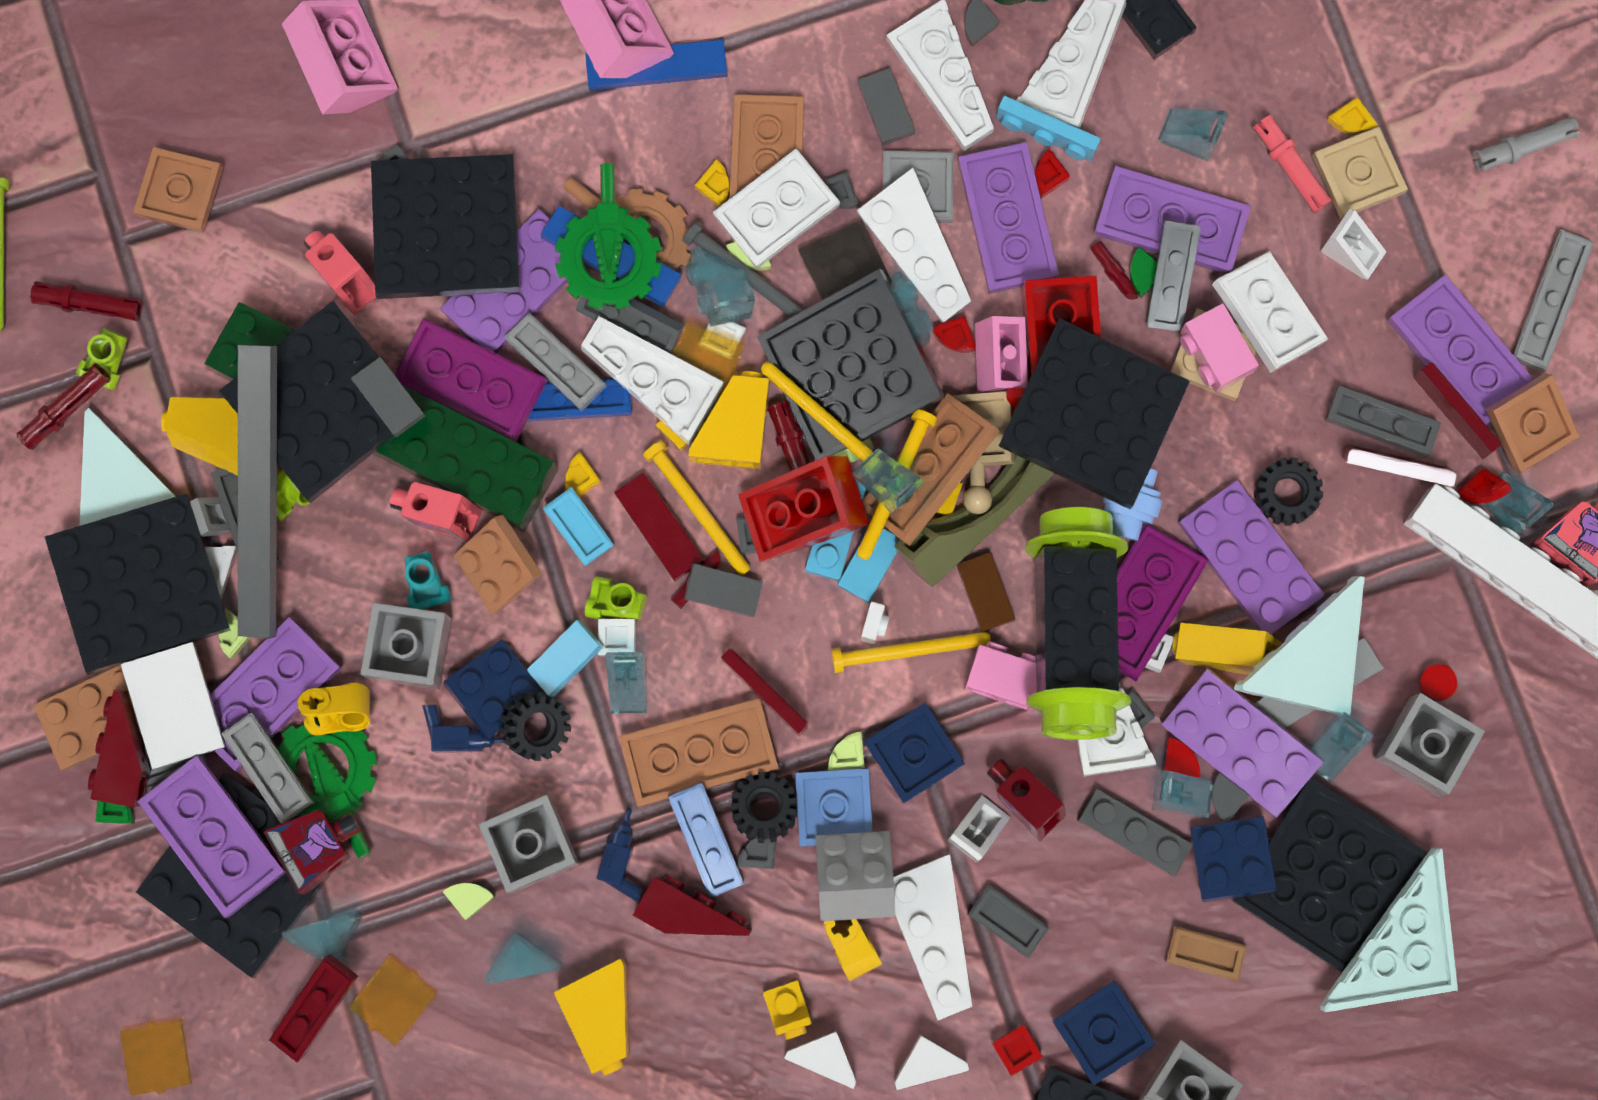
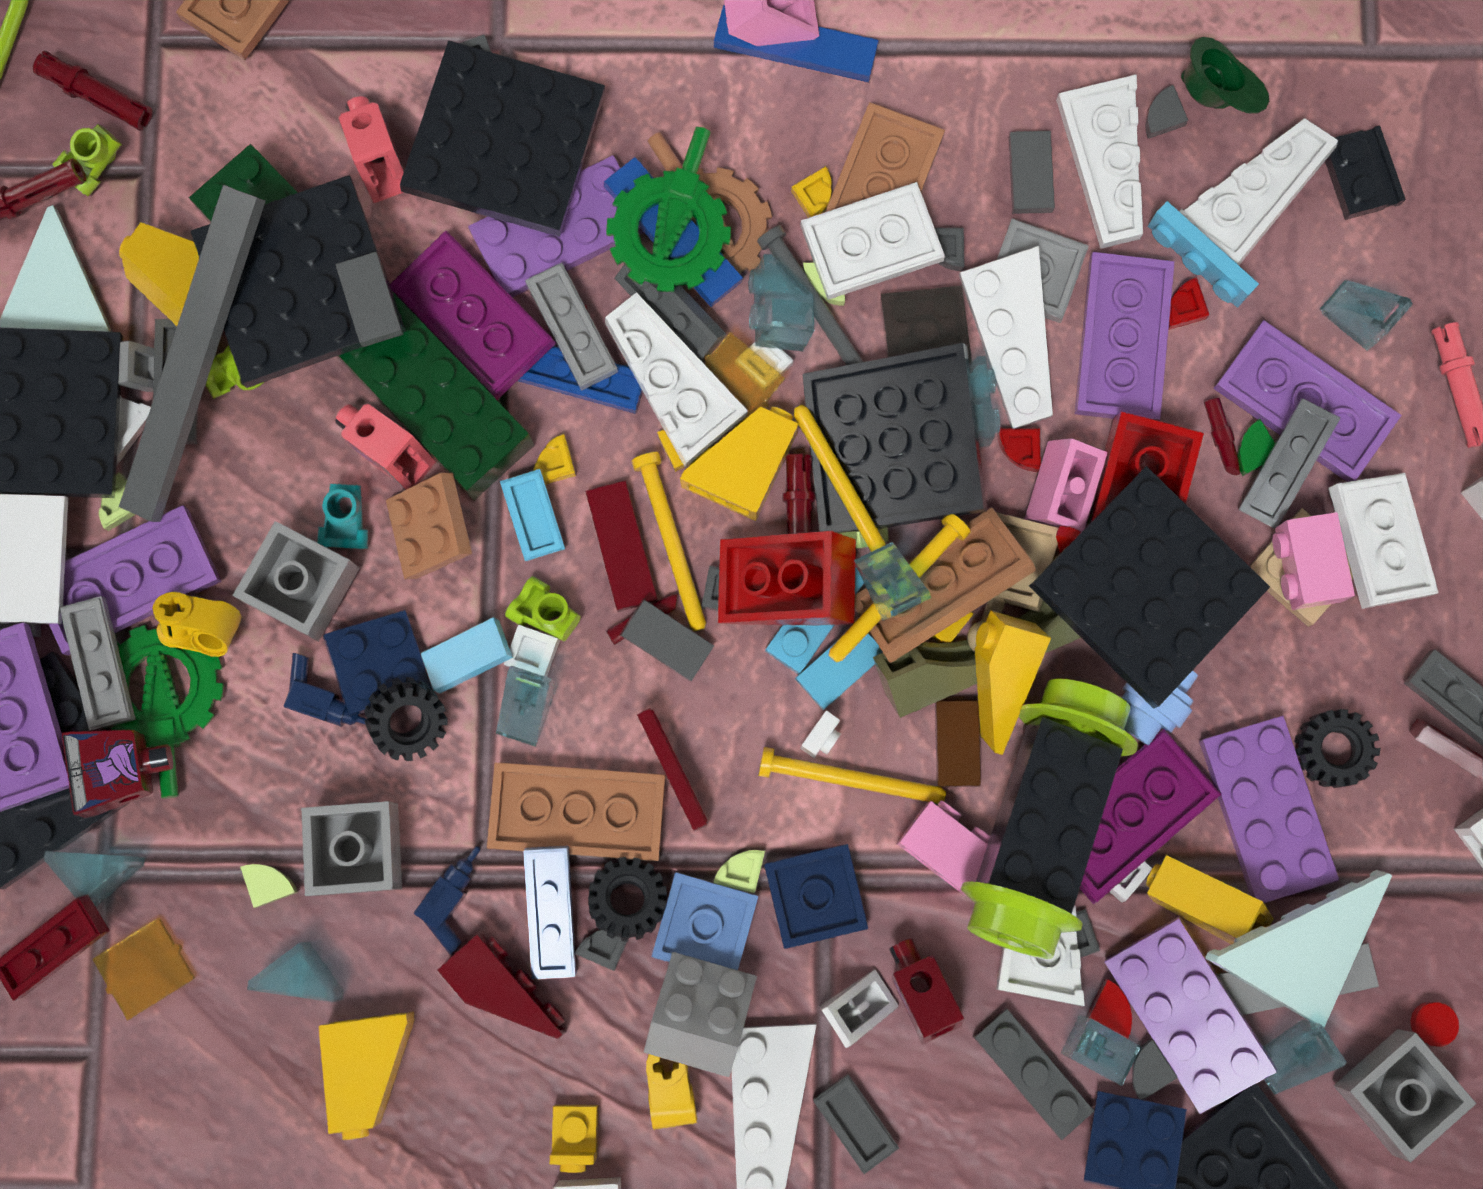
camera: 15 degrees right, 0 degrees up
(1002, 514) = (1006, 665): none -> yellow slope

